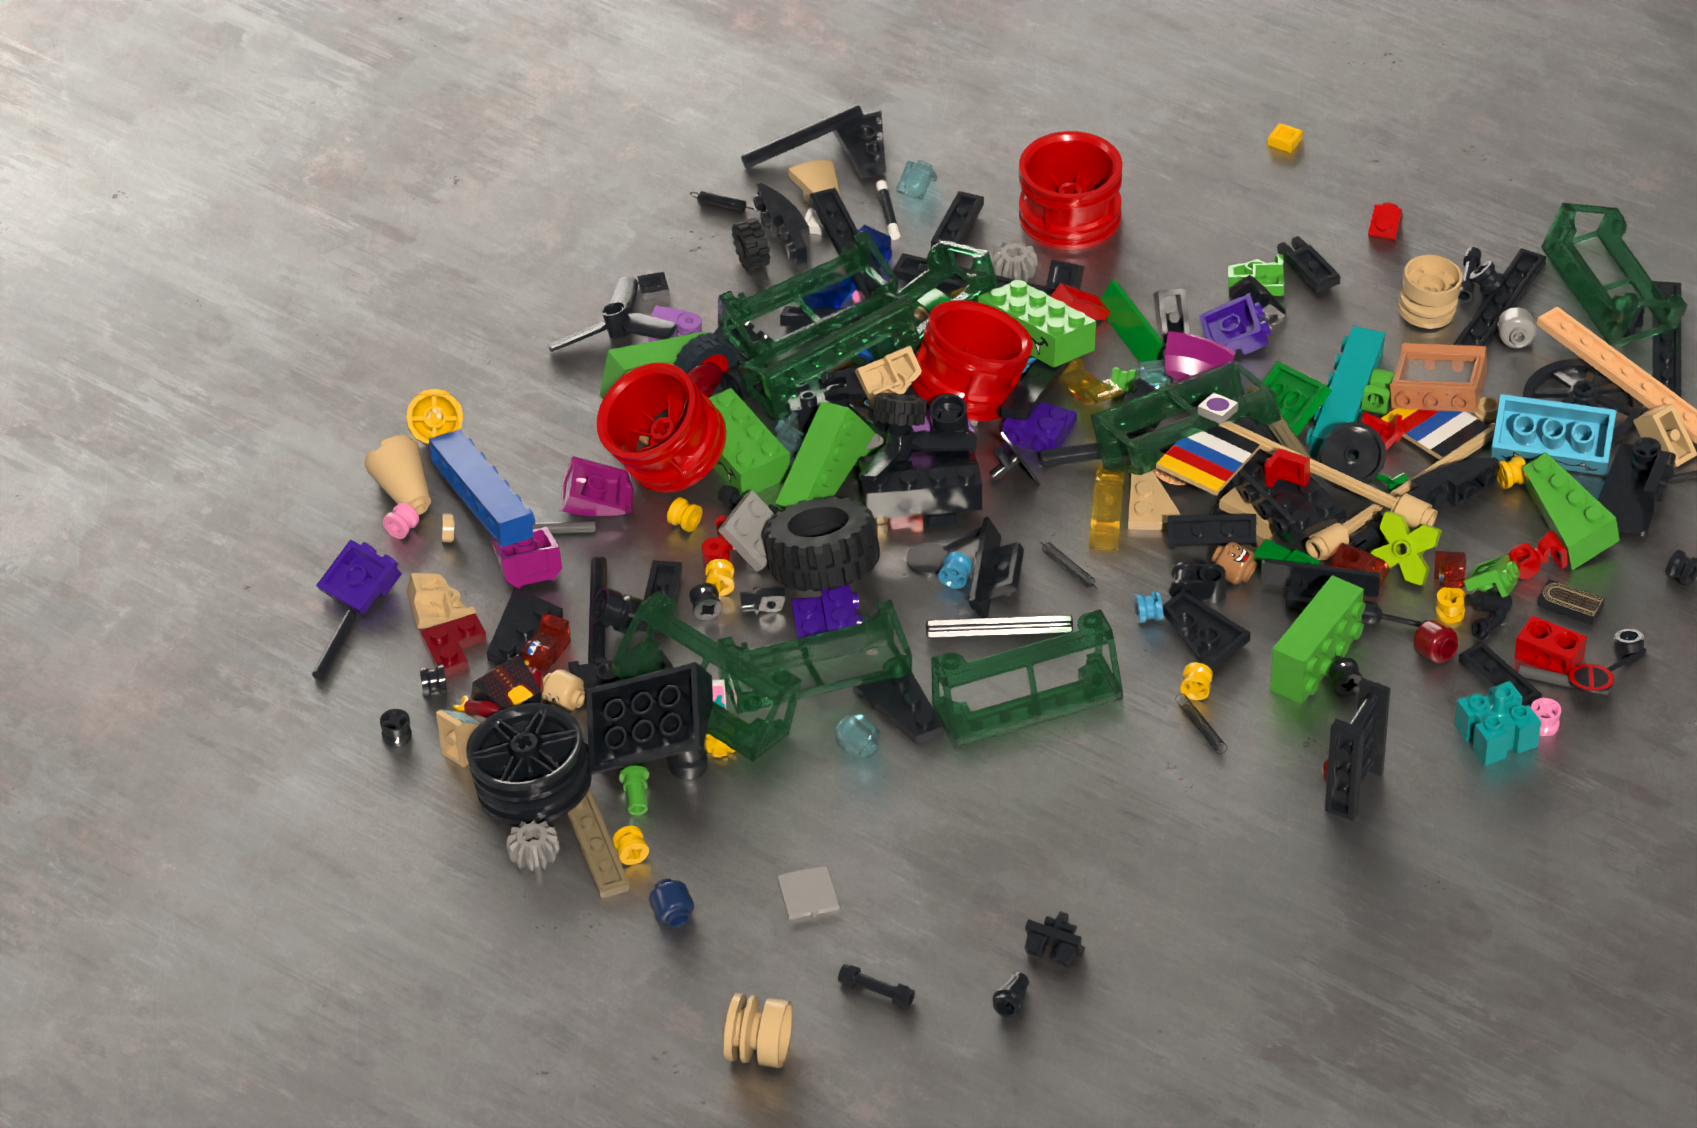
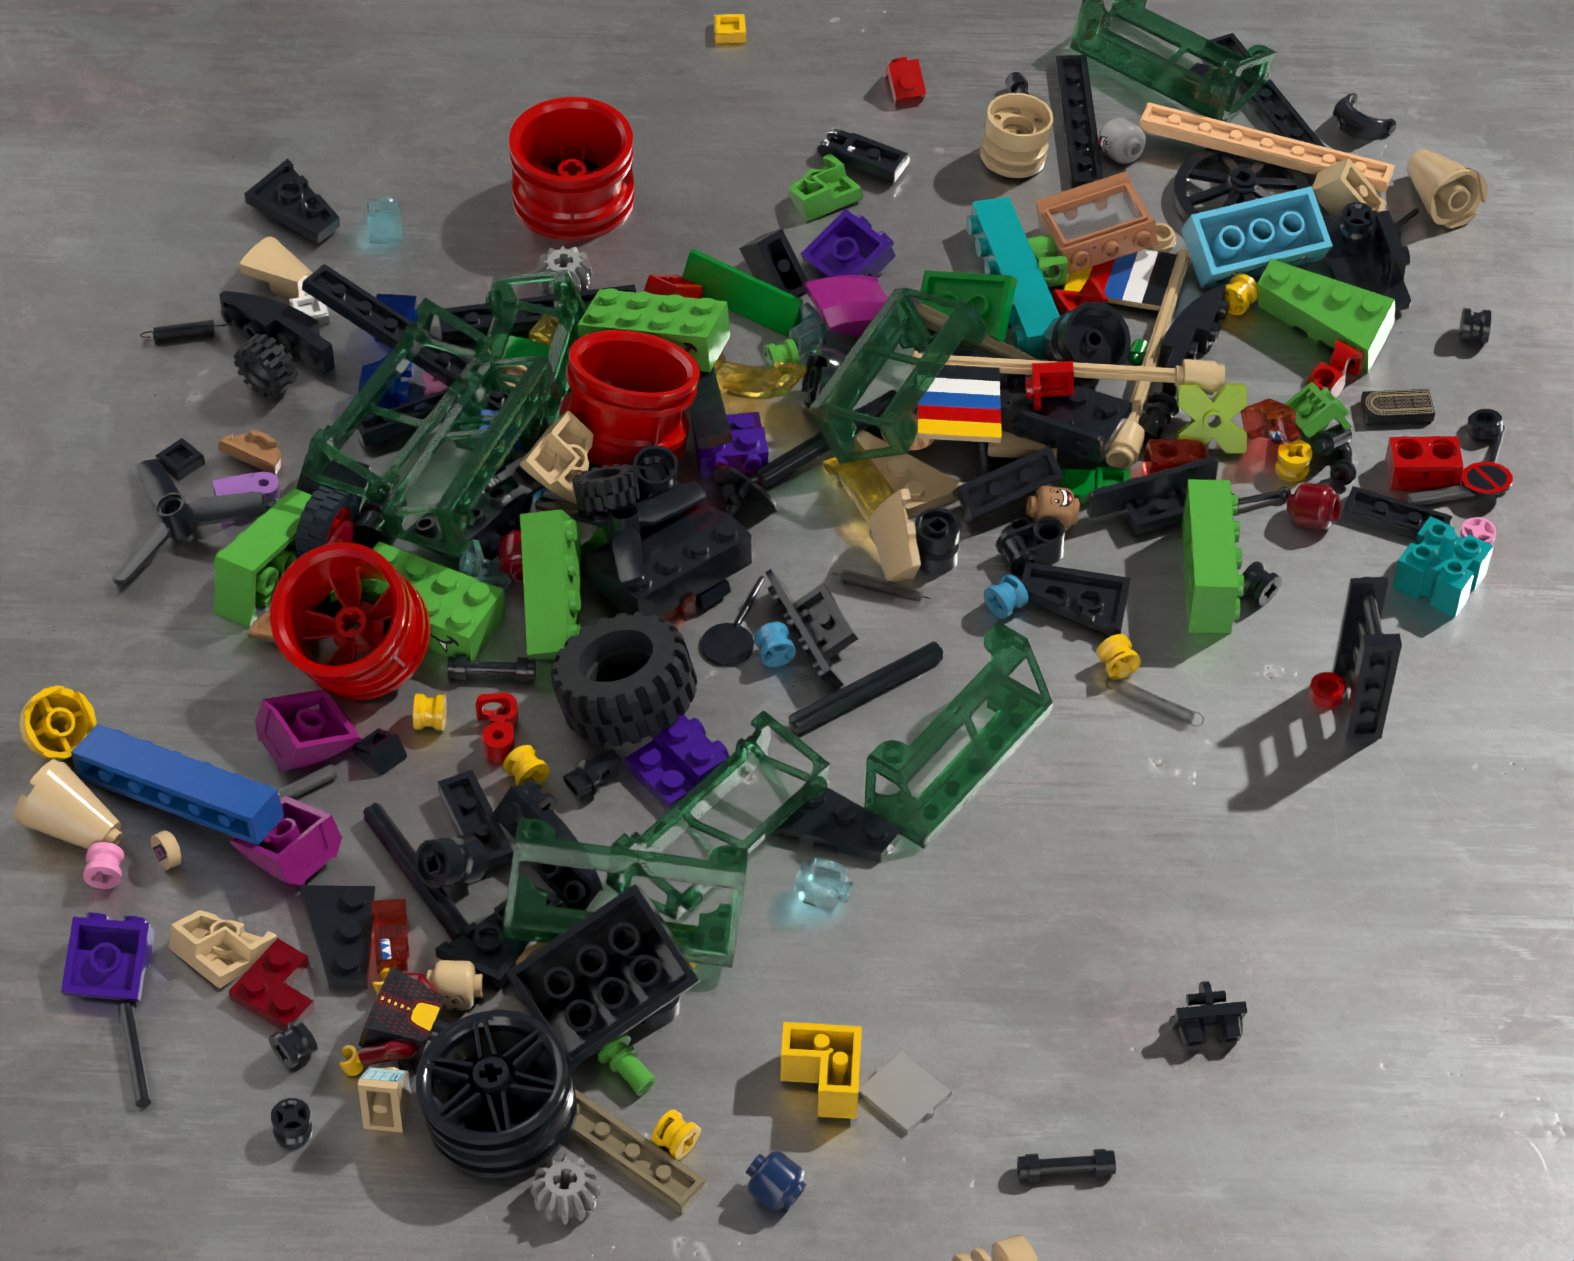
camera: 35 degrees left, 5 degrees up
(636, 528) = (380, 751): none -> black slope
(690, 610) = (575, 886): none -> black slope
(704, 298) = (253, 448): none -> medium nougat plate
(746, 529) = (527, 697): light grey plate -> none
(762, 845) = (827, 1057): none -> yellow brick
(802, 136) = (223, 221): black axle -> none
(887, 208) = (375, 266): bar -> none
(959, 219) = (466, 252): black plate -> none
(1010, 997) = (1217, 1107): black cone -> none
(1065, 273) = (634, 265): black brick -> none
(1094, 535) = (895, 538): none -> tan slope
(1127, 548) = (937, 540): none -> black wheel
(1217, 408) = (939, 346): tile -> none
(1259, 294) = (837, 202): black slope -> none
(1487, 277) = (1057, 99): black wheel -> none

